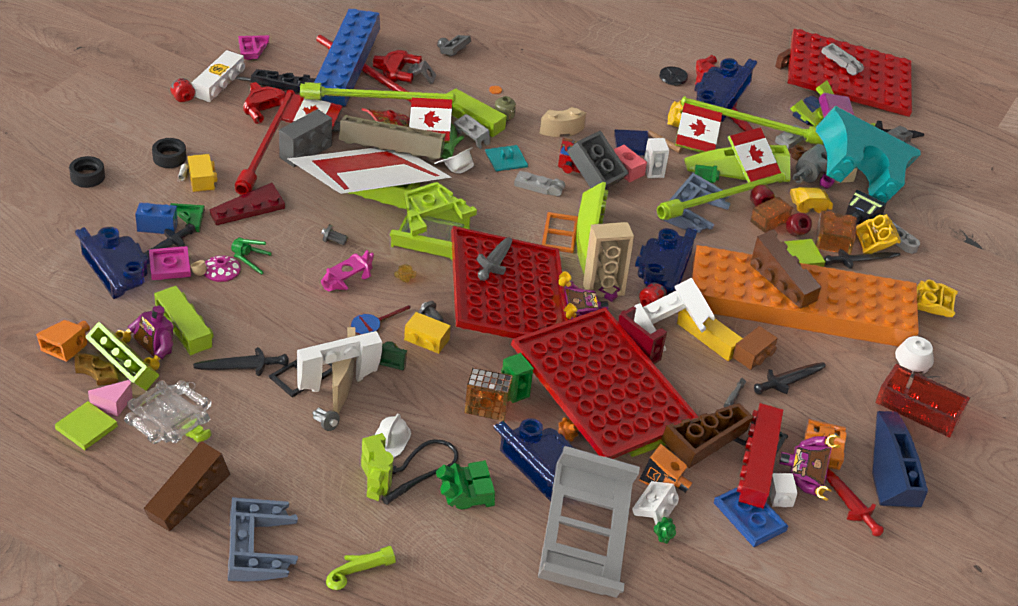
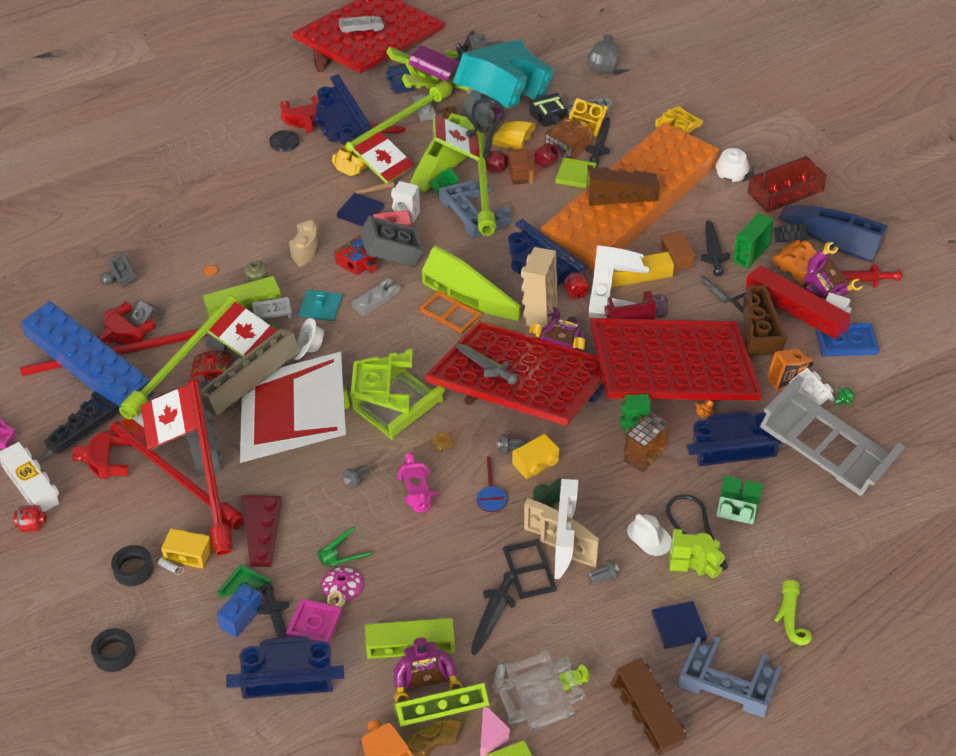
camera: 55 degrees left, 5 degrees up
(298, 112) = (174, 417): none -> flag
(299, 487) = (678, 624): none -> clear blue tile
(673, 358) = (661, 305): none -> wheel
(774, 179) = (489, 141): none -> black piece
(813, 407) = (753, 240): none -> green window
(851, 421) = (790, 233): none -> black tyre
(974, 216) = (603, 55): none -> dark grey piece

